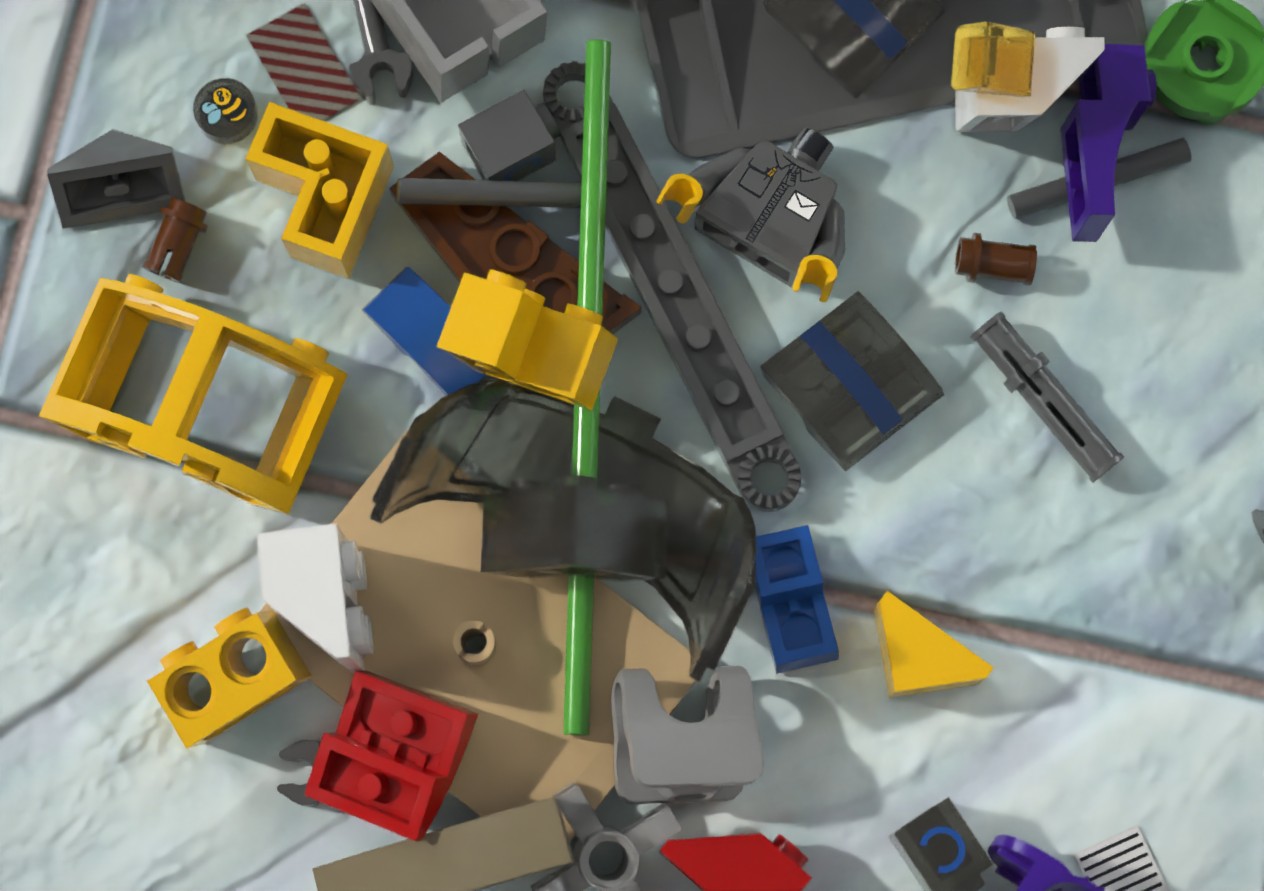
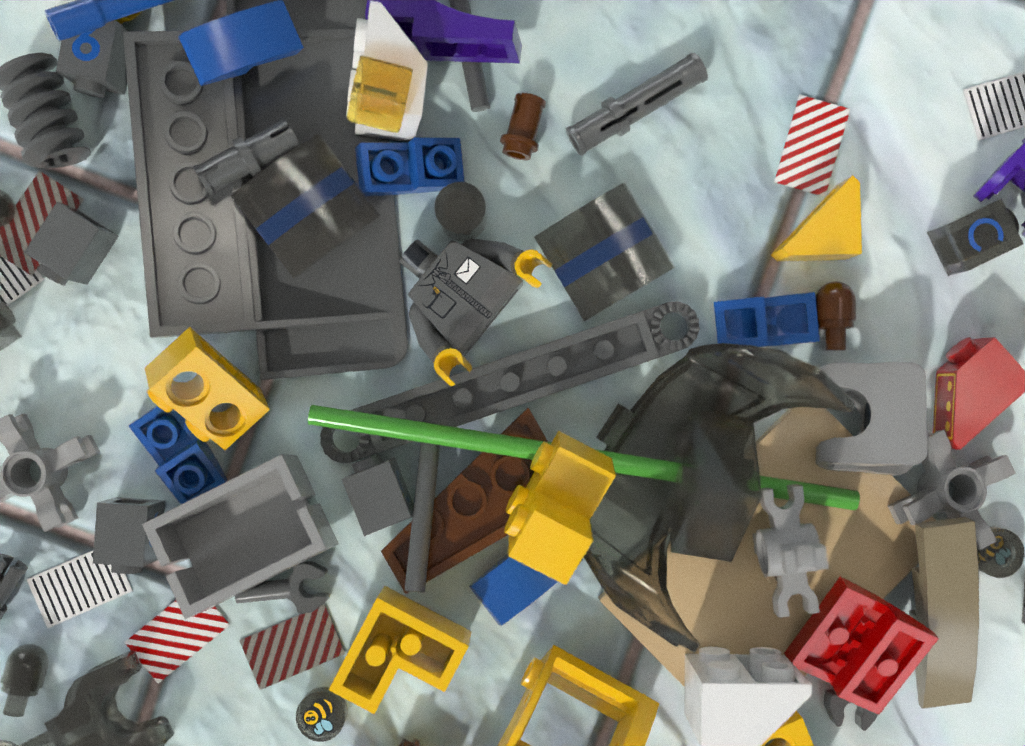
camera: 80 degrees left, 10 degrees up
(506, 628) = (789, 550): none -> light grey pin
(815, 685) = (835, 313): none -> reddish brown cylinder
(875, 194) = (461, 211): none -> clear smoke brick
(924, 130) = (409, 167): none -> blue slope
(1032, 634) = (812, 145): none -> sticker

